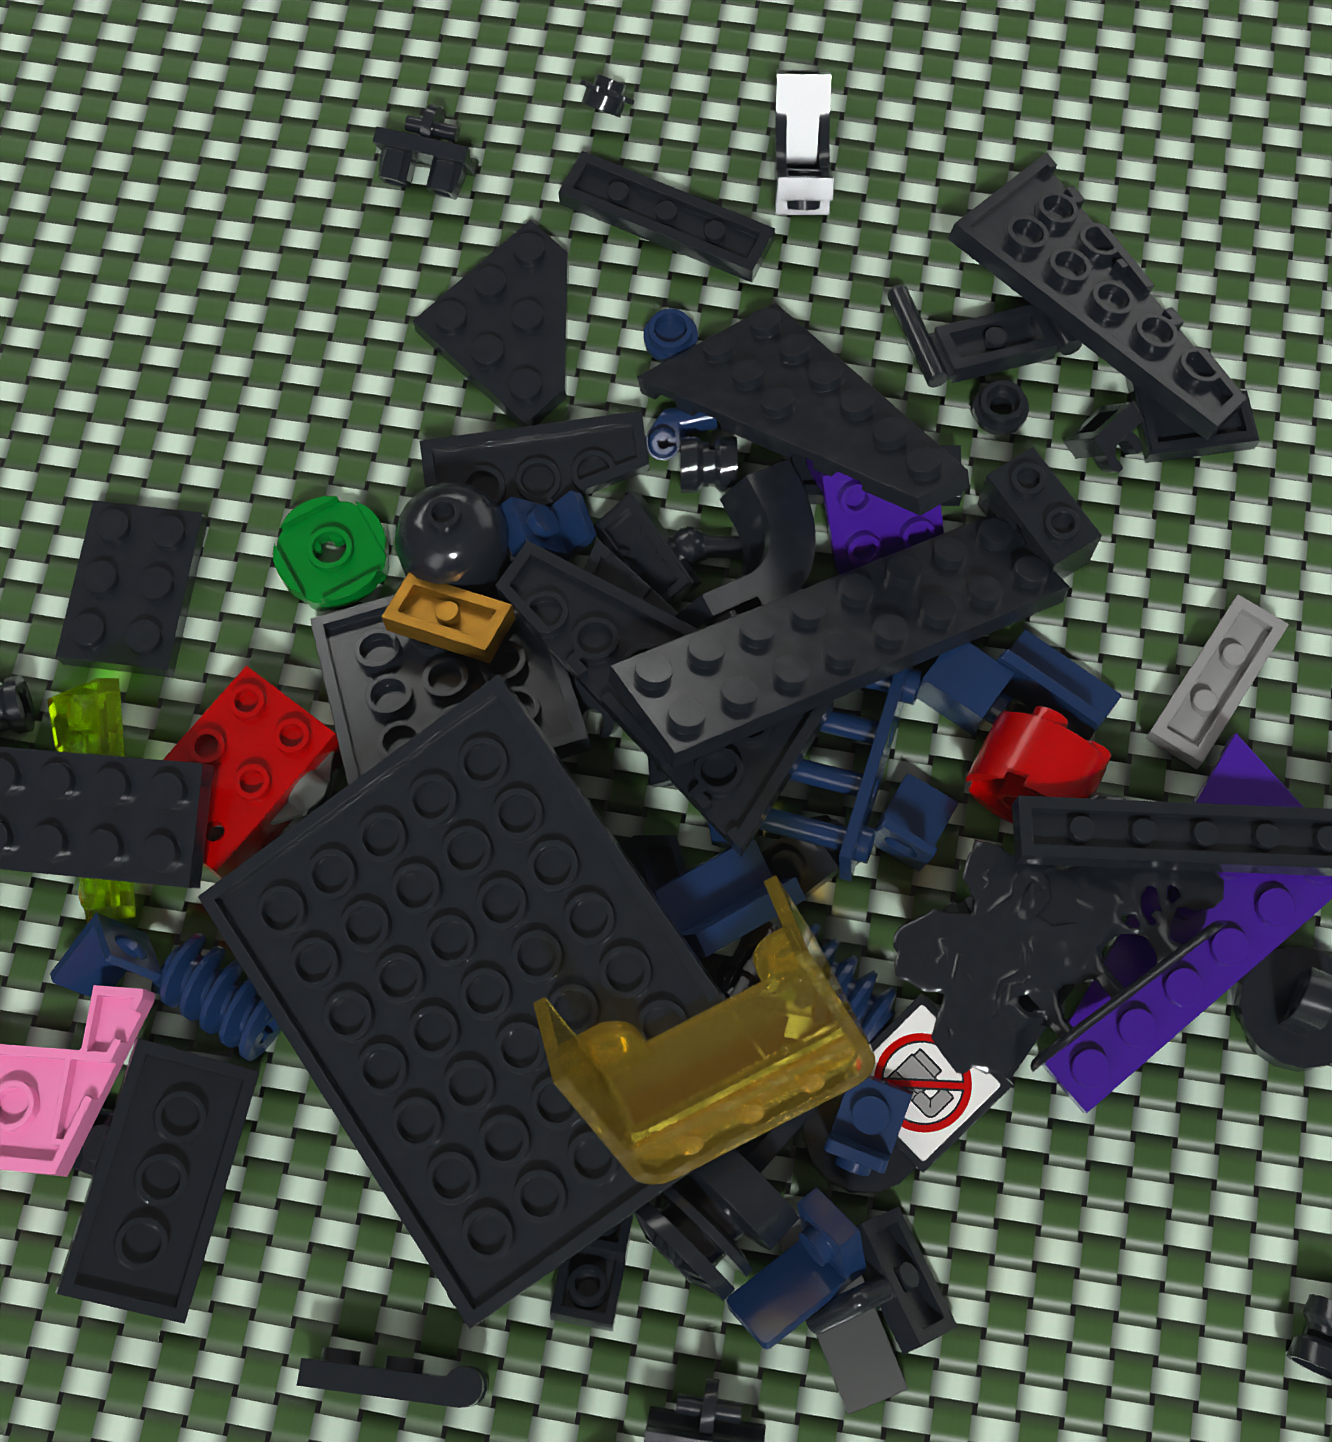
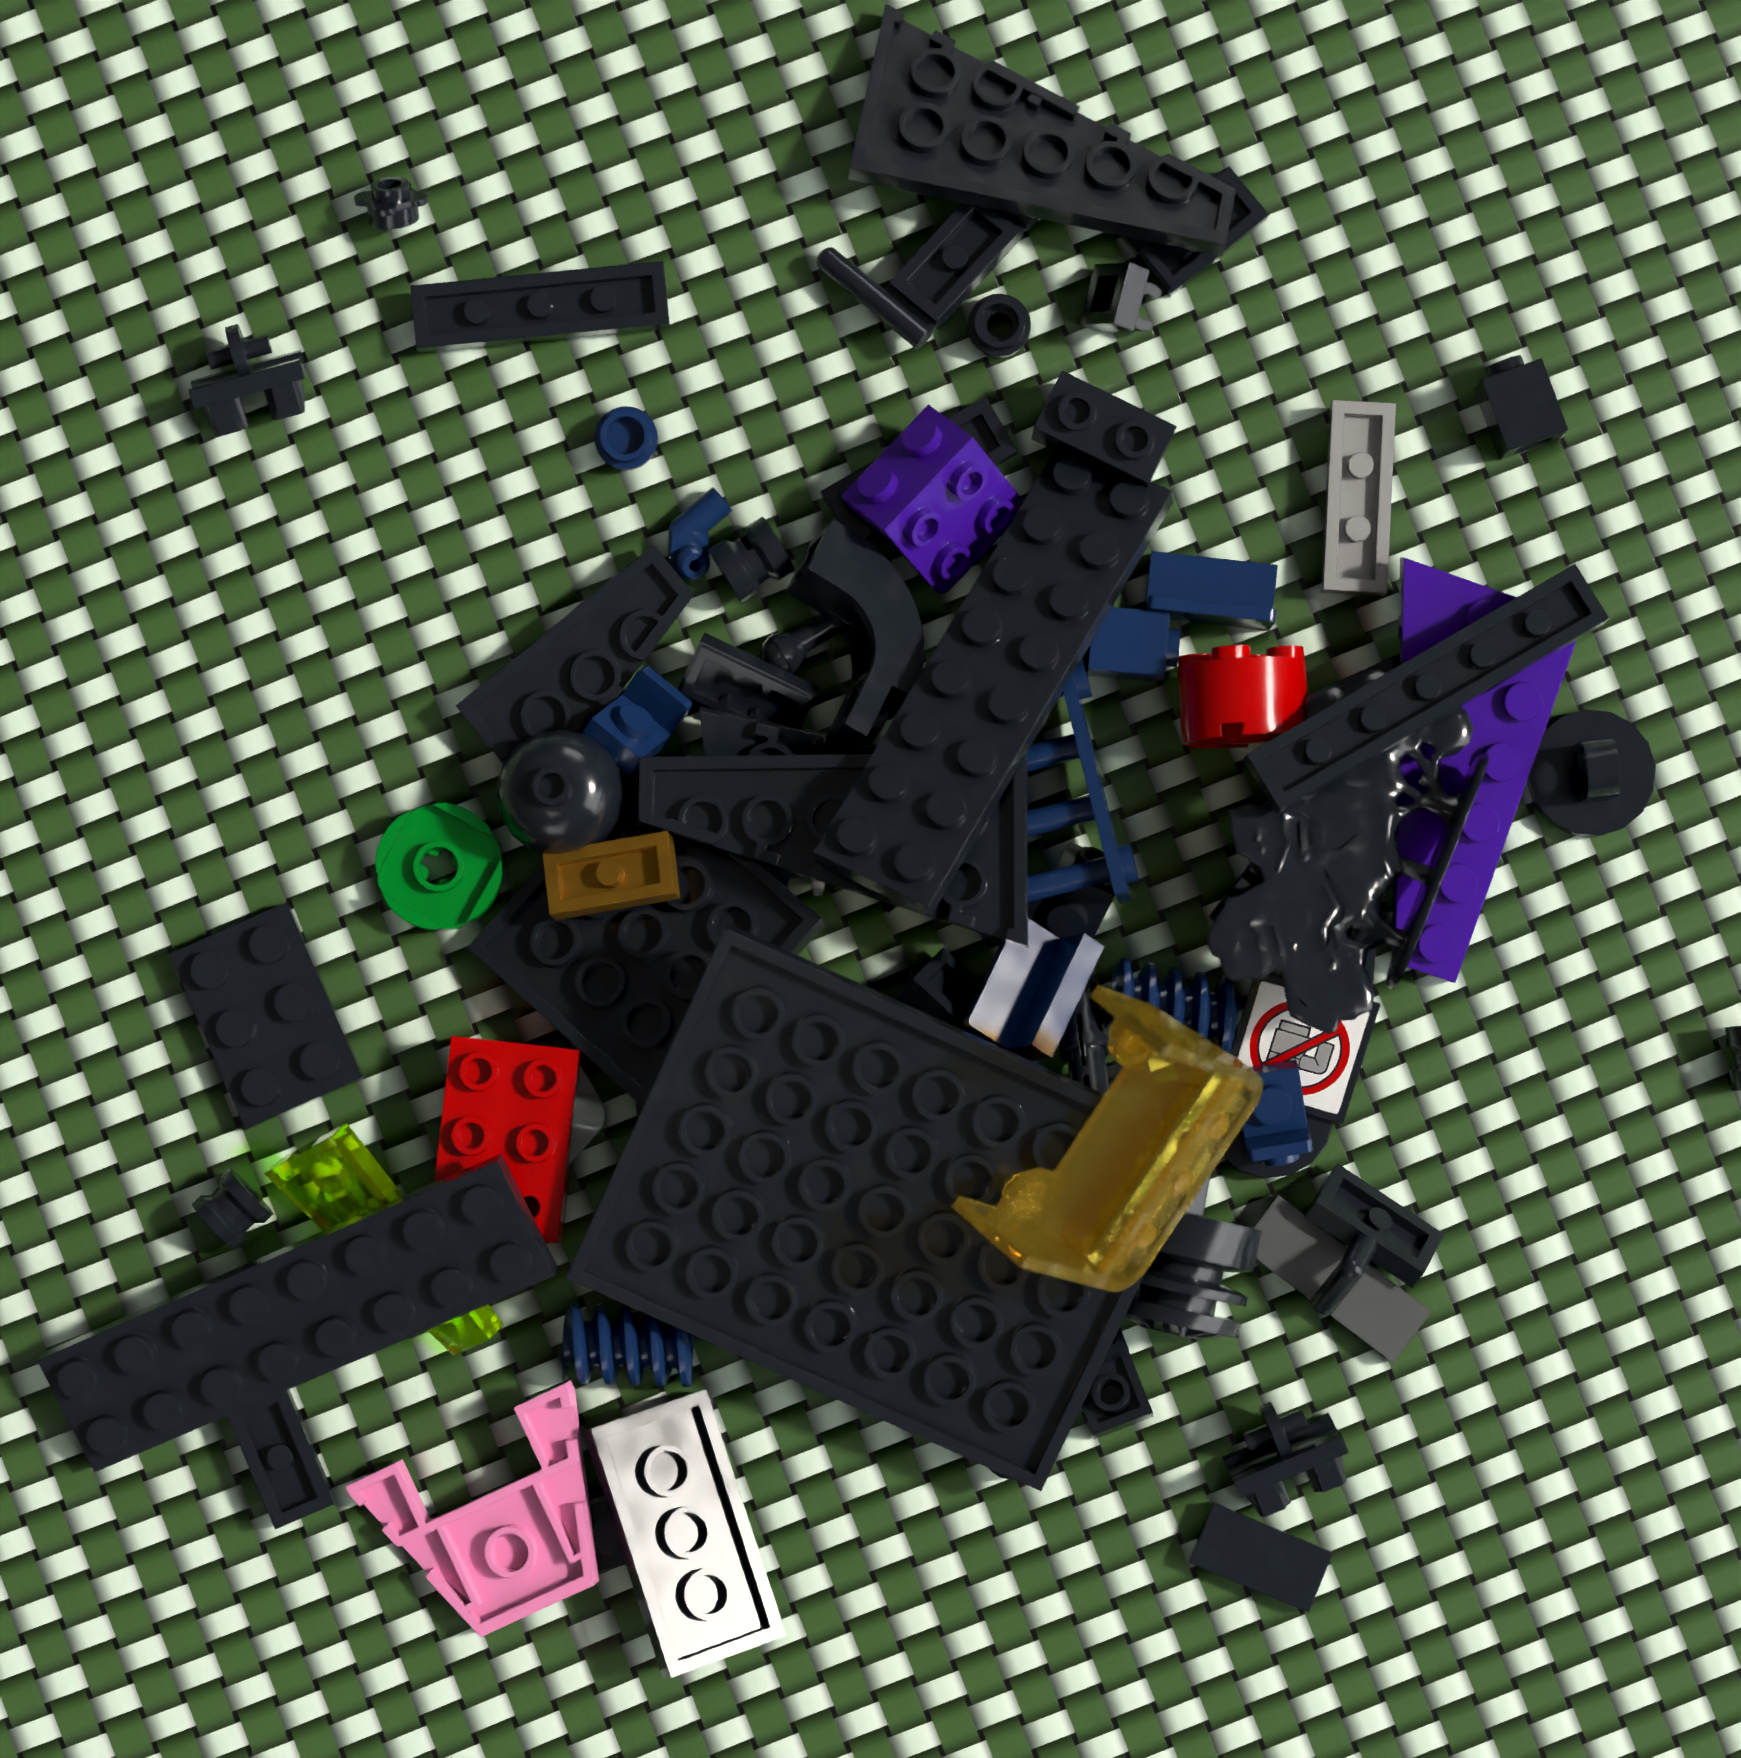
camera: 35 degrees left, 15 degrees up
(104, 955) = (497, 1374): dark blue bracket -> none
(399, 1379) = (998, 1567): black plate -> none
(509, 325) = (454, 520): black plate -> none
(796, 396) = (801, 453): black wing -> none
(802, 143) = (636, 150): arch -> none
(803, 1276) = (1291, 1277): dark blue bracket -> none
(914, 822) = (1154, 805): dark blue bracket -> none

